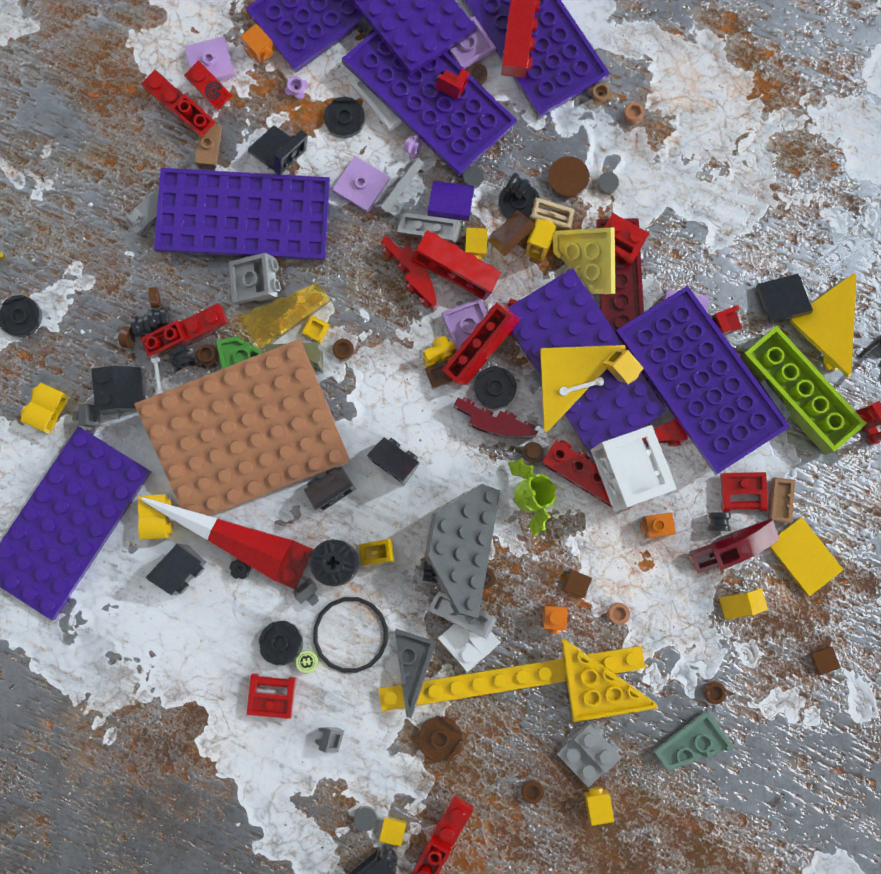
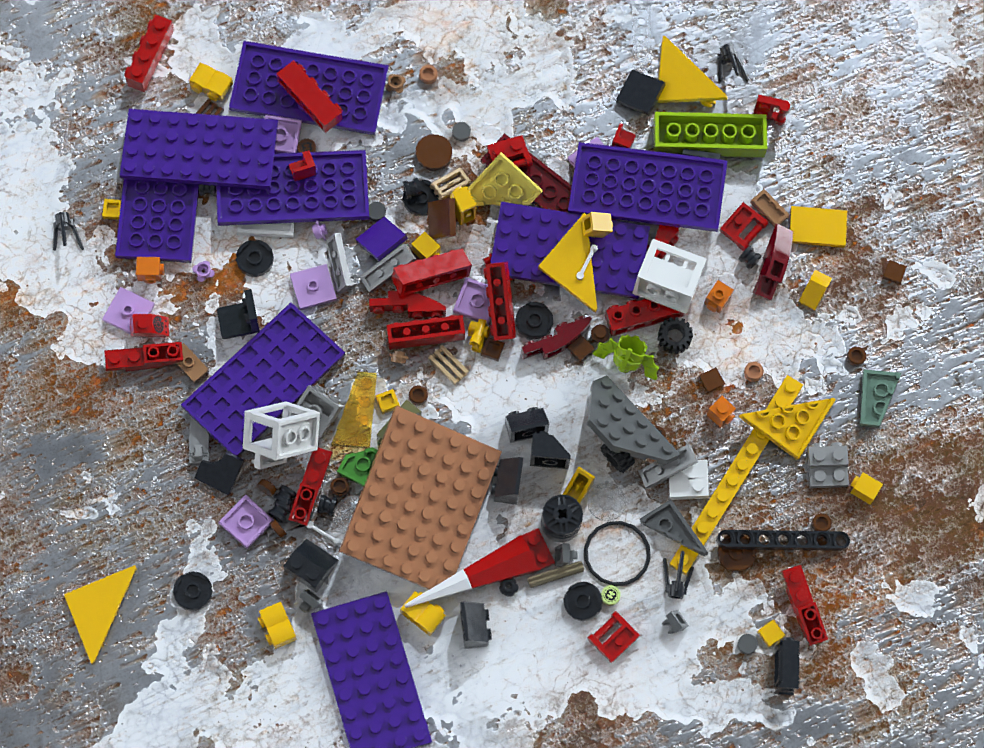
camera: 55 degrees left, 10 degrees down
(111, 306) = (246, 521): none -> lavender plate
(133, 250) = (221, 473): none -> black tile
(194, 273) = (290, 434): none -> white piece
(285, 598) = (555, 574): none -> dark tan axle
(360, 305) = (399, 357): none -> medium nougat plate
(361, 714) = (676, 589): none -> black plant
(382, 498) = (548, 452): none -> black slope
(393, 333) = (437, 353): none -> tan tile
(400, 307) = (425, 332): none -> red brick
(490, 782) = (774, 544): none -> black beam
(505, 448) = (581, 348): none -> reddish brown tile
(598, 508) = (682, 327): none -> black tyre

